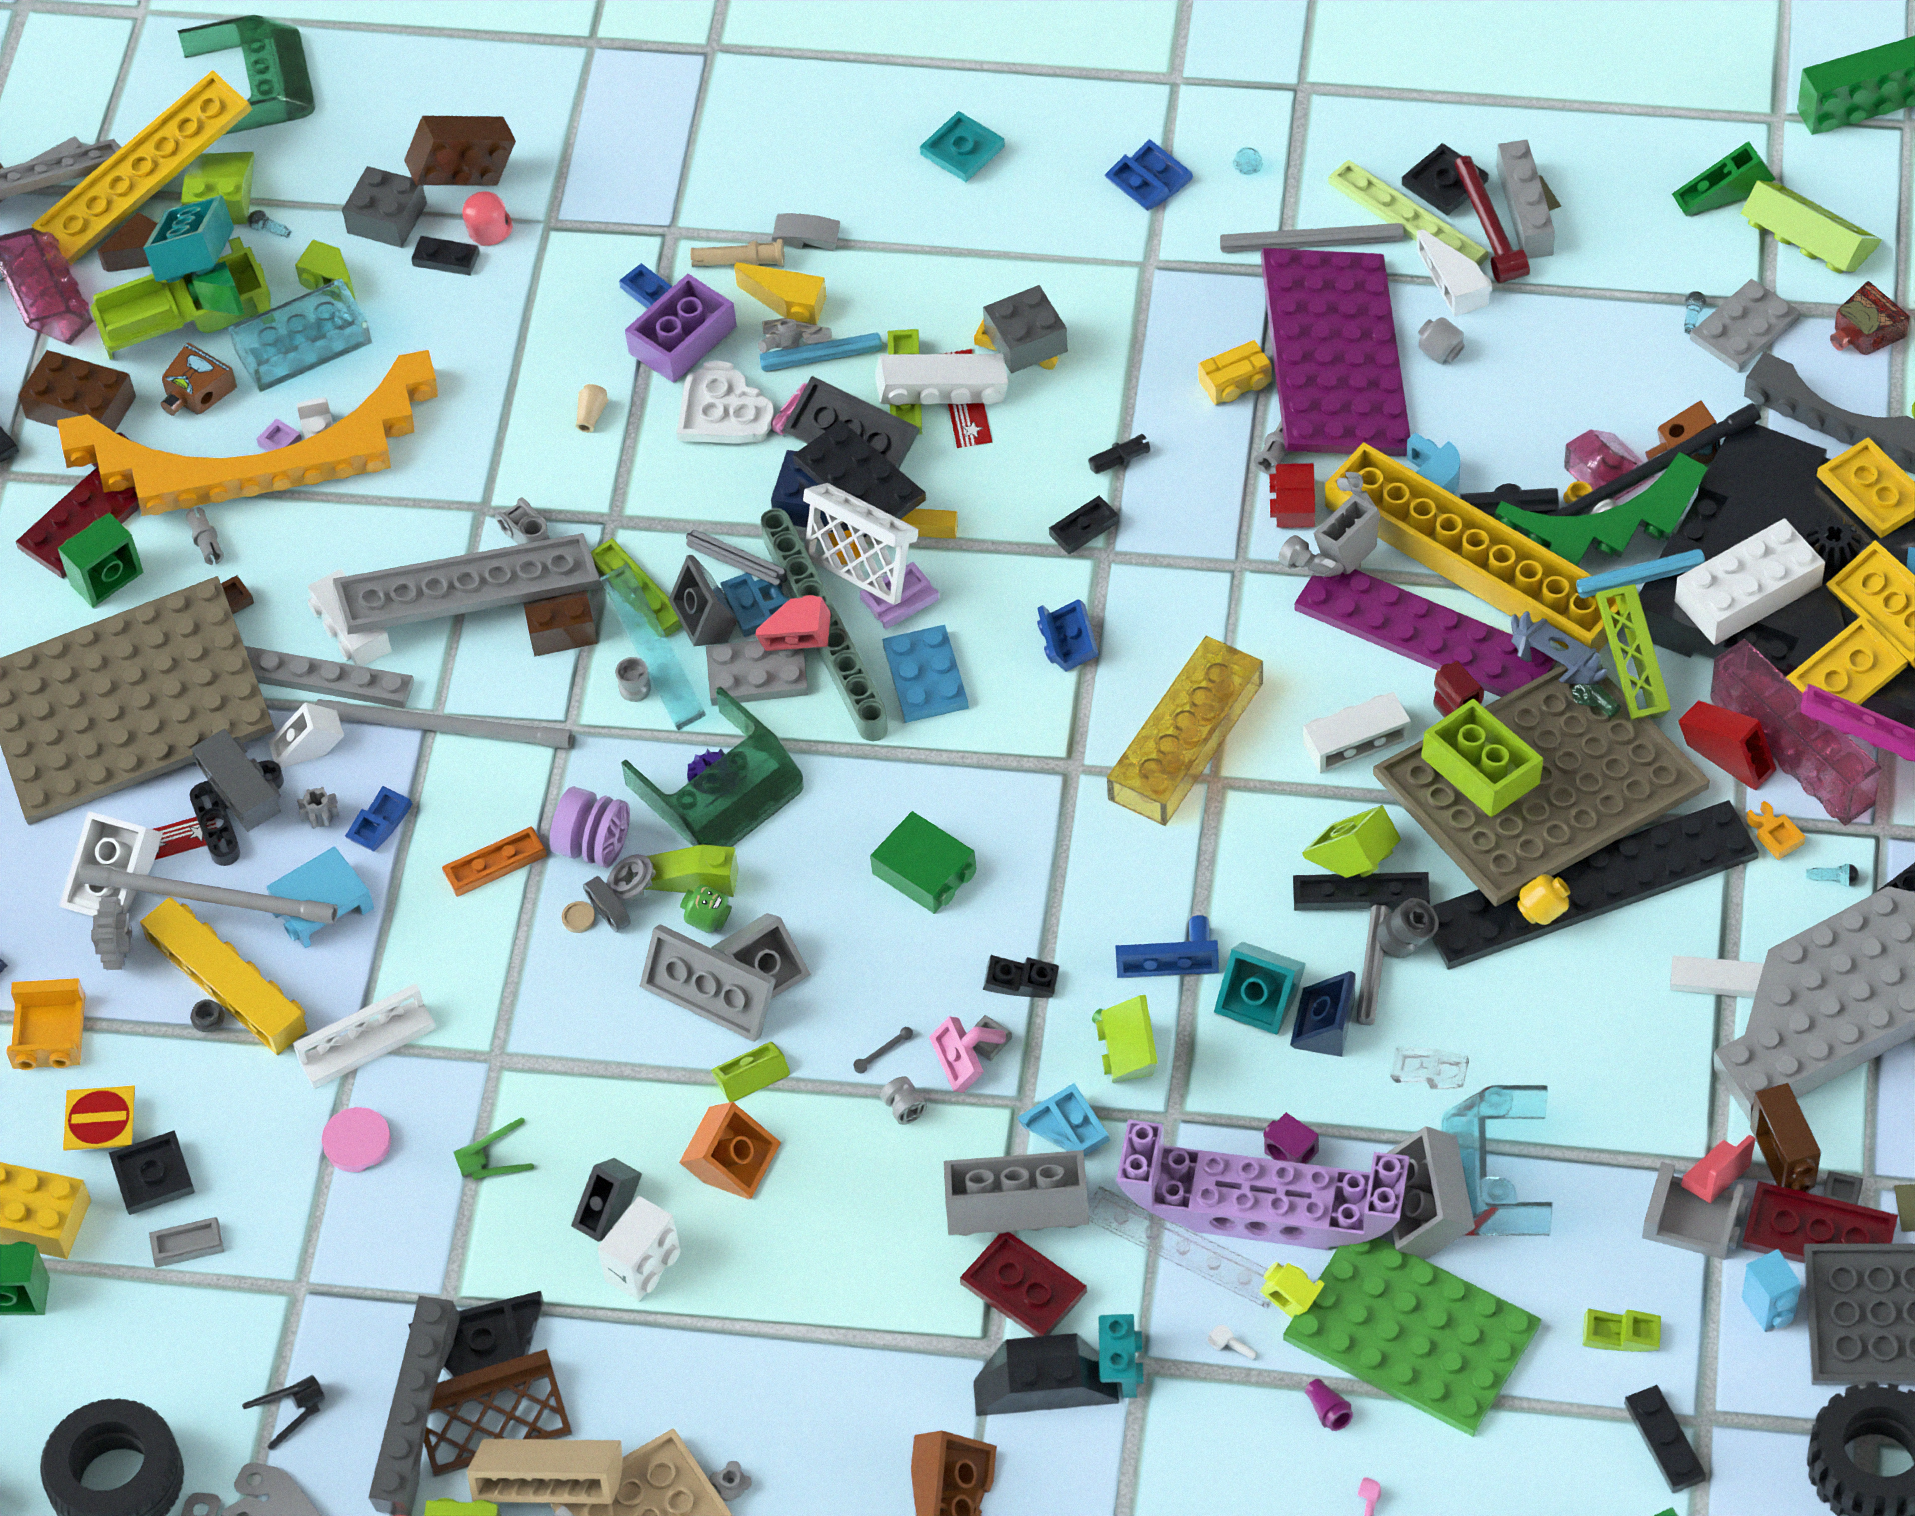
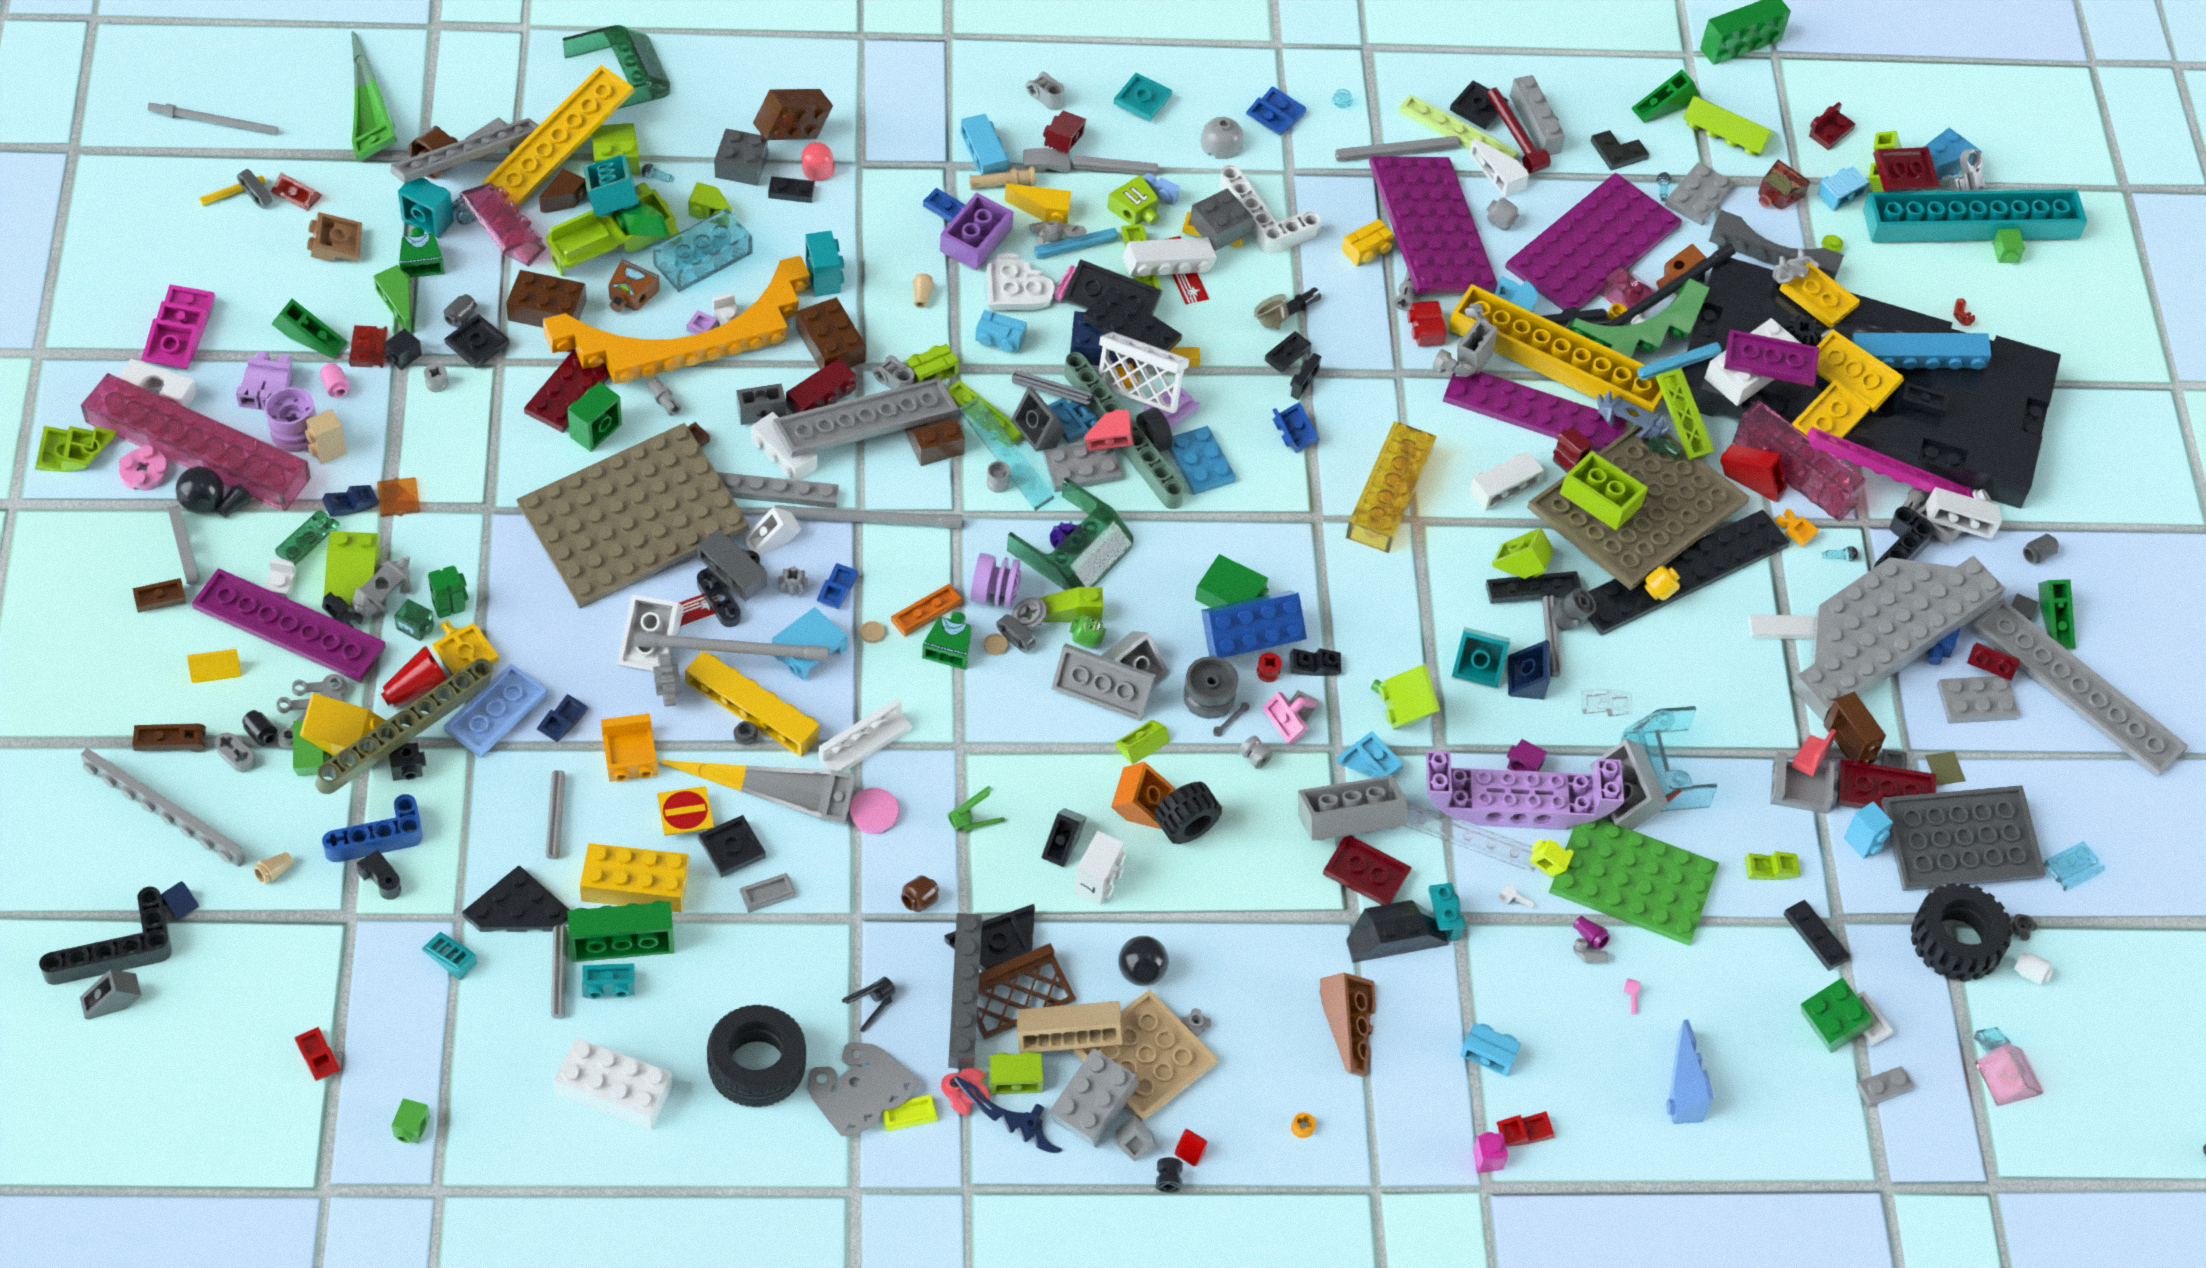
camera: 20 degrees left, 0 degrees up
(270, 1104) = (809, 791): none -> light grey plate
(328, 551) = (759, 402): none -> dark grey brick
(388, 1262) = (919, 893): none -> reddish brown head
(413, 886) = (872, 632): none -> tan piece
(420, 537) = (822, 388): none -> dark red brick
(447, 466) = (830, 334): none -> reddish brown brick
(458, 362) = (824, 263): none -> teal brick
(511, 908) = (948, 641): none -> green torso
(579, 513) = (934, 363): none -> lime brick
(670, 1386) = (1143, 960): none -> black brick
(684, 472) = (1000, 331): none -> medium azure brick
(723, 205) = (984, 144): none -> medium azure brick
(779, 1180) = (1188, 812): none -> black tyre
(828, 132) = (1046, 91): none -> light grey piece
(836, 191) = (1064, 131): none -> dark red brick
(857, 1001) = (1210, 687): none -> dark grey wheel
(862, 626) = (1156, 428): none -> black tyre
(902, 243) = (1115, 165): none -> light grey axle
(914, 297) = (1134, 202): none -> lime torso
(937, 916) = (1254, 624): none -> blue brick
(947, 987) = (1269, 673): none -> red wheel
(960, 281) = (1164, 189): none -> light blue plate
(1061, 210) = (1222, 138): none -> light grey cylinder
(1073, 467) = (1272, 311): none -> dark tan piece
(1100, 355) = (1269, 233): none -> white beam
(1100, 562) = (1308, 371): none -> black plate
(1171, 958) = (1418, 641): blue piece -> none
(1315, 1436) = (1587, 955): none -> light grey arm
(1578, 379) = (1591, 241): none -> magenta plate
(1636, 262) = (1618, 155): none -> pearl dark grey plate
(1767, 578) = (1771, 357): none -> magenta tile
(1828, 449) = (1793, 268): none -> light grey piece

